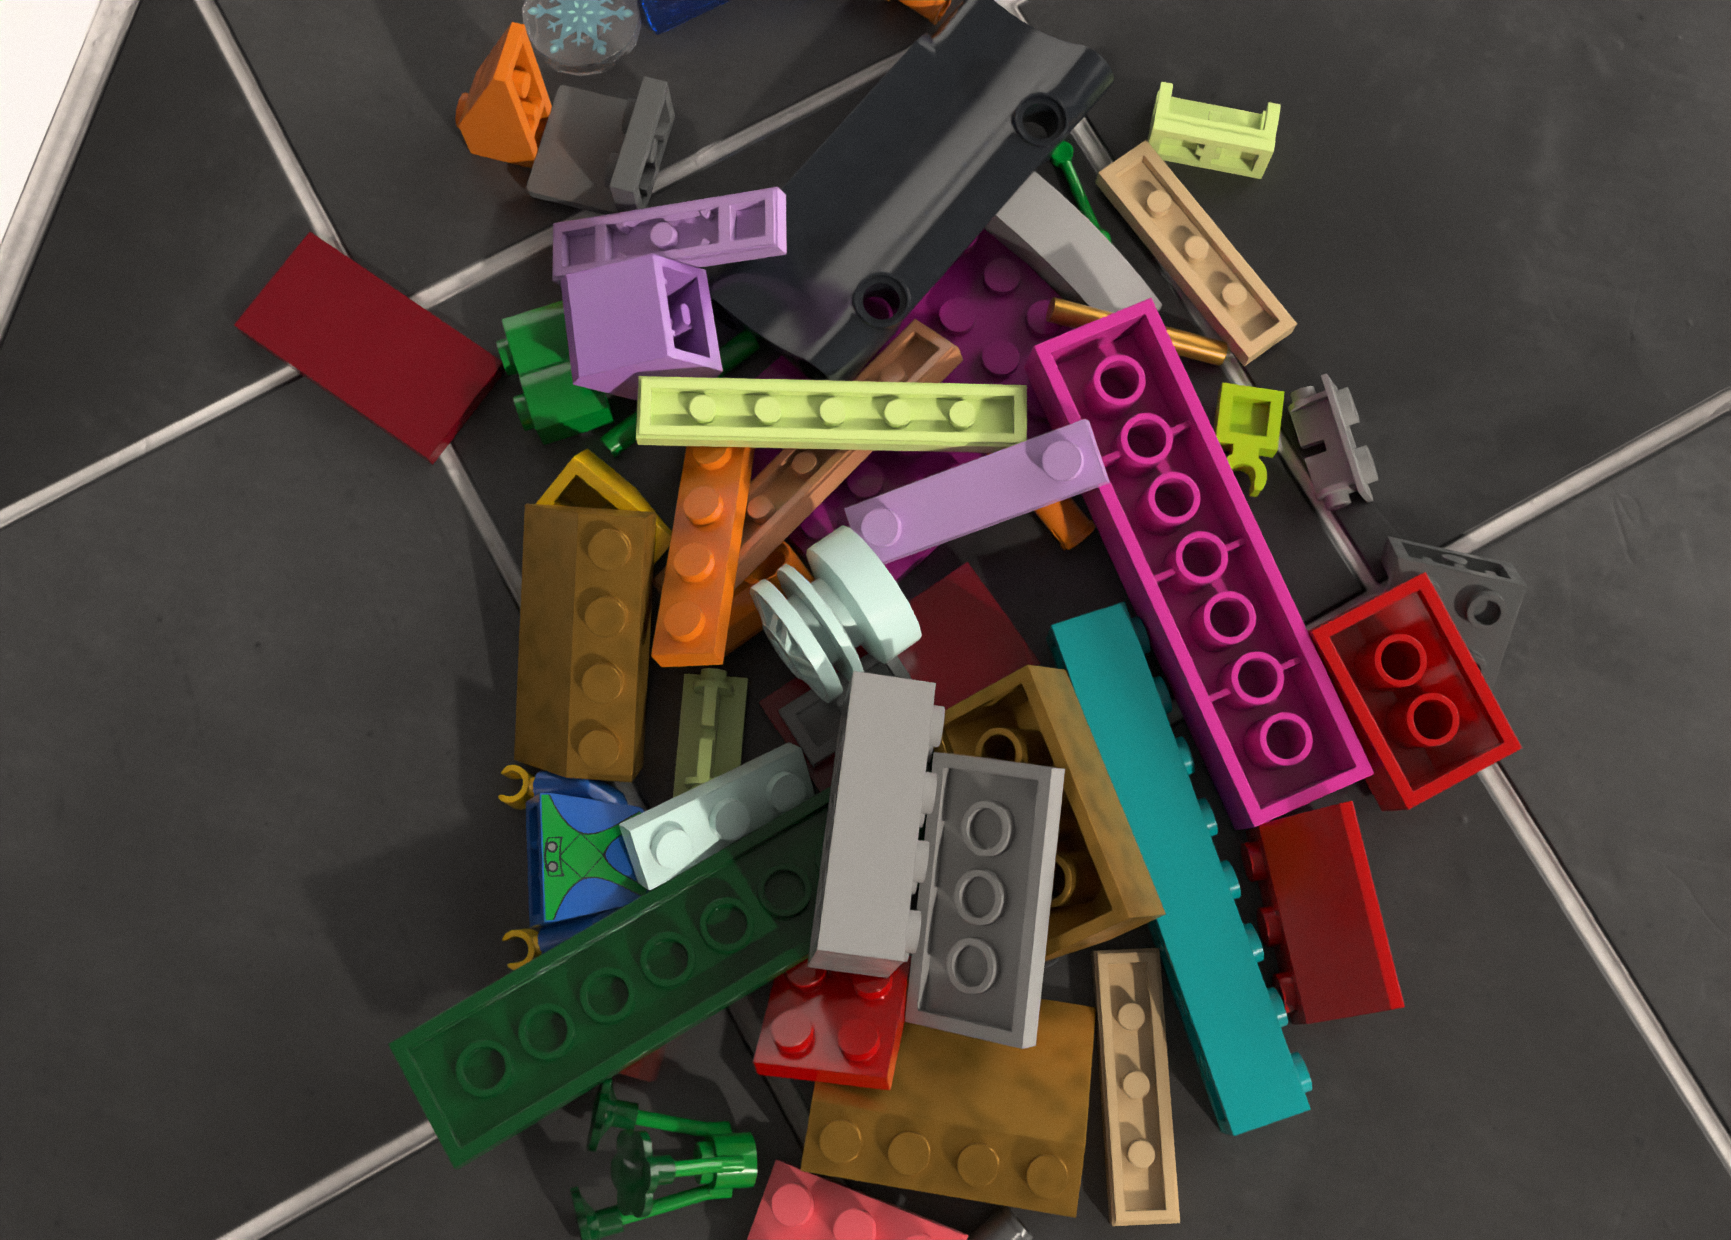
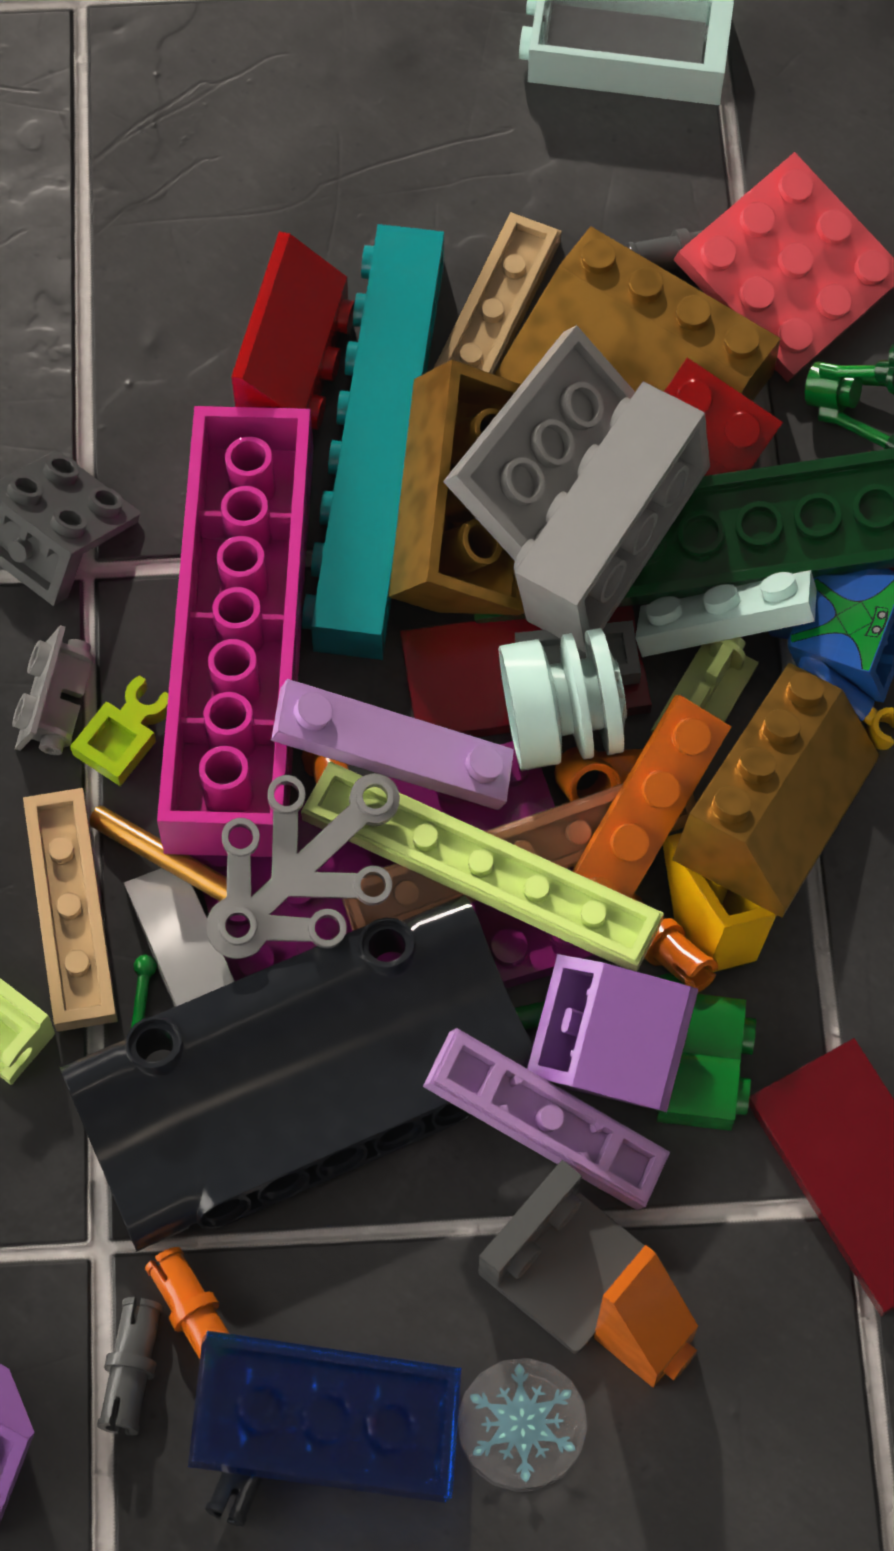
camera: 155 degrees left, 10 degrees down
(621, 449) = (680, 955): none -> orange pin
(993, 314) = (295, 872): none -> light grey plant
(1412, 694) = (128, 459): red slope -> none

